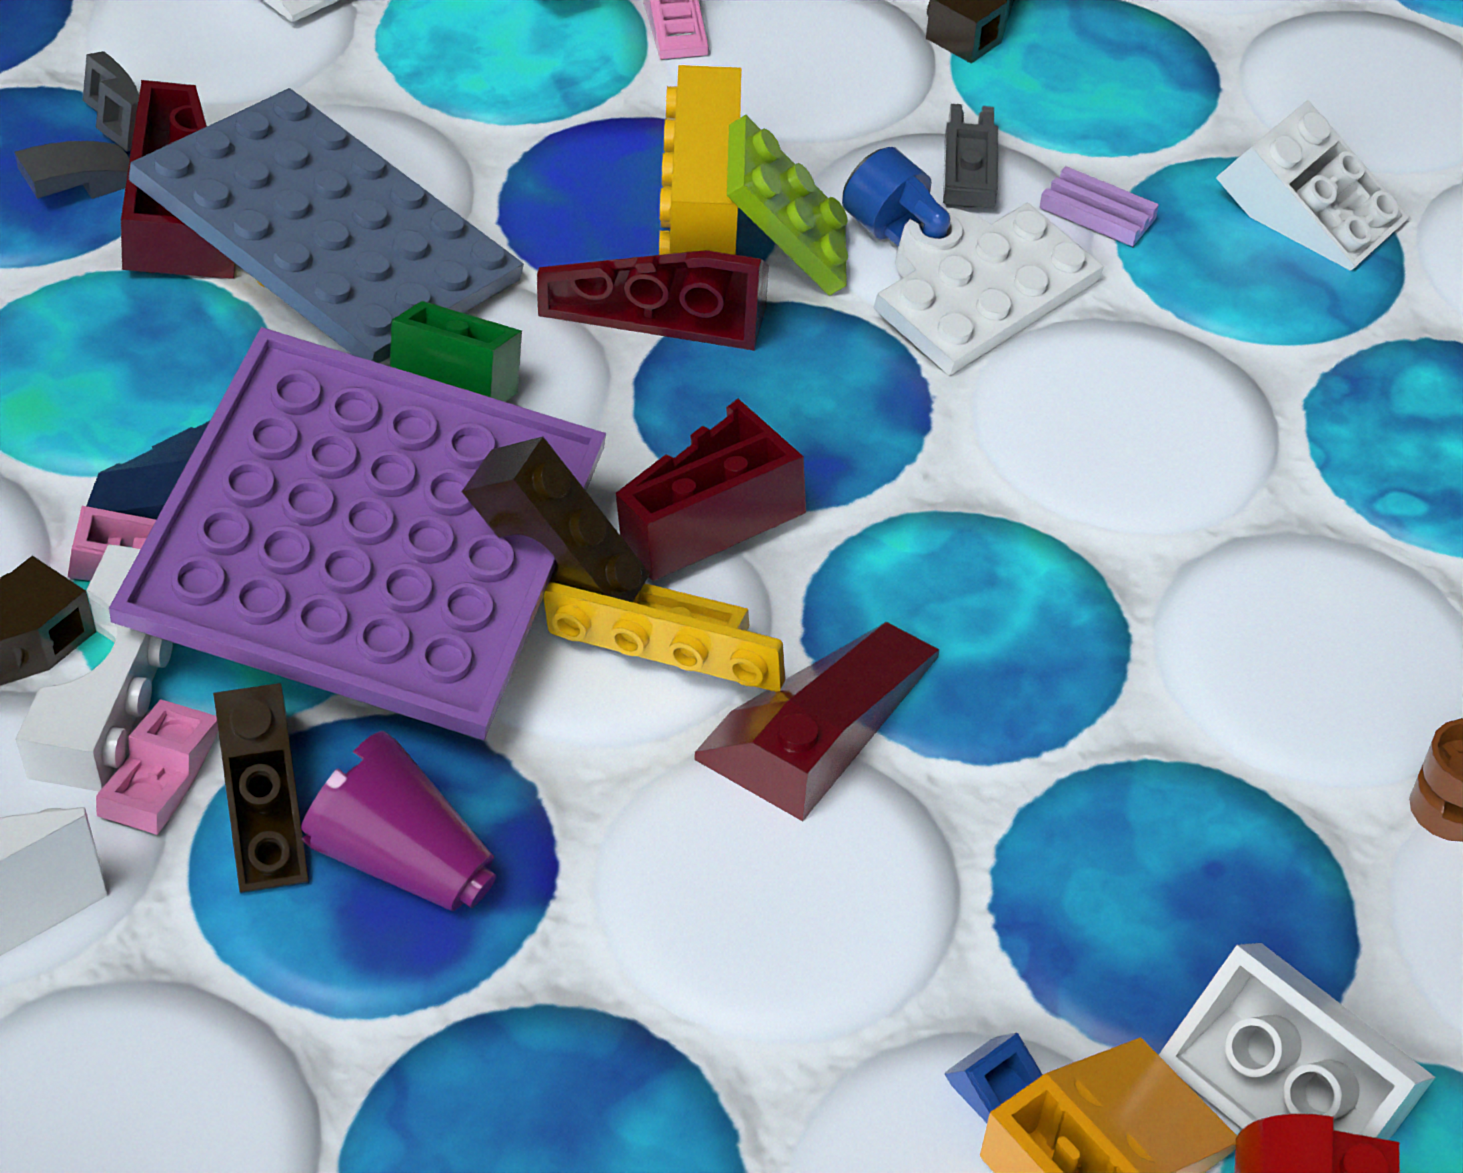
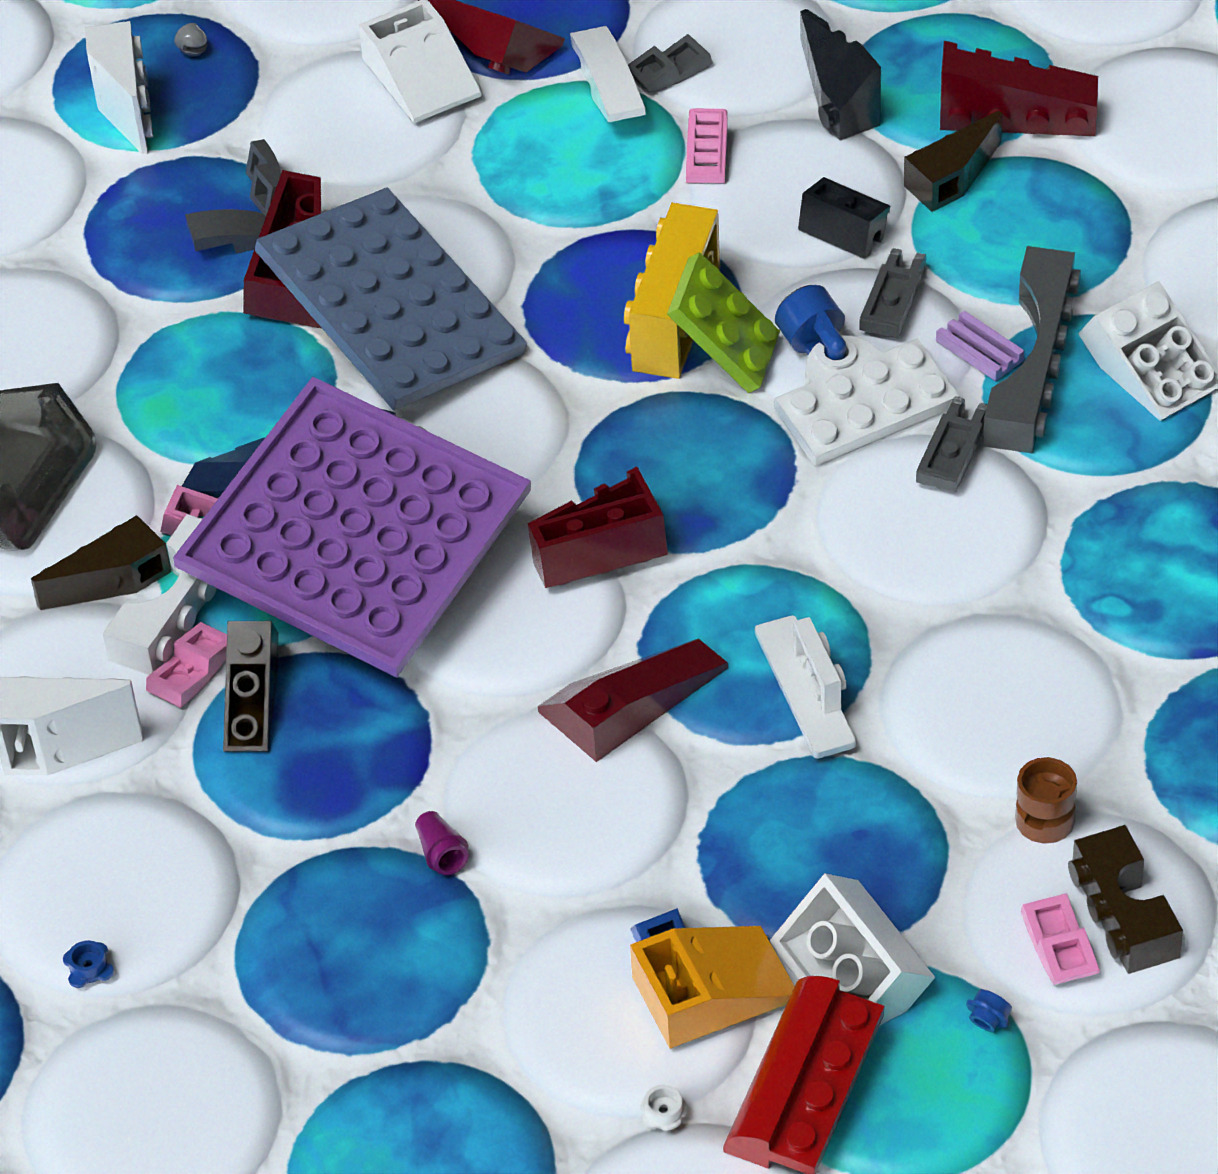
camera: 20 degrees right, 0 degrees up
(398, 828) = (325, 723): magenta cone -> none
(457, 350) = (454, 408): green brick -> none
(535, 495) = (461, 518): dark brown arch -> none
(622, 987) = (441, 844): none -> magenta cone
(669, 295) = (625, 382): dark red wedge -> none
(670, 630) = (542, 621): yellow bracket -> none
(875, 75) = (843, 217): none -> black hinge
(1068, 657) = (808, 682): none -> white bracket
(1121, 330) = (951, 447): none -> dark grey hinge
(1184, 268) = (1017, 403): none -> dark grey arch

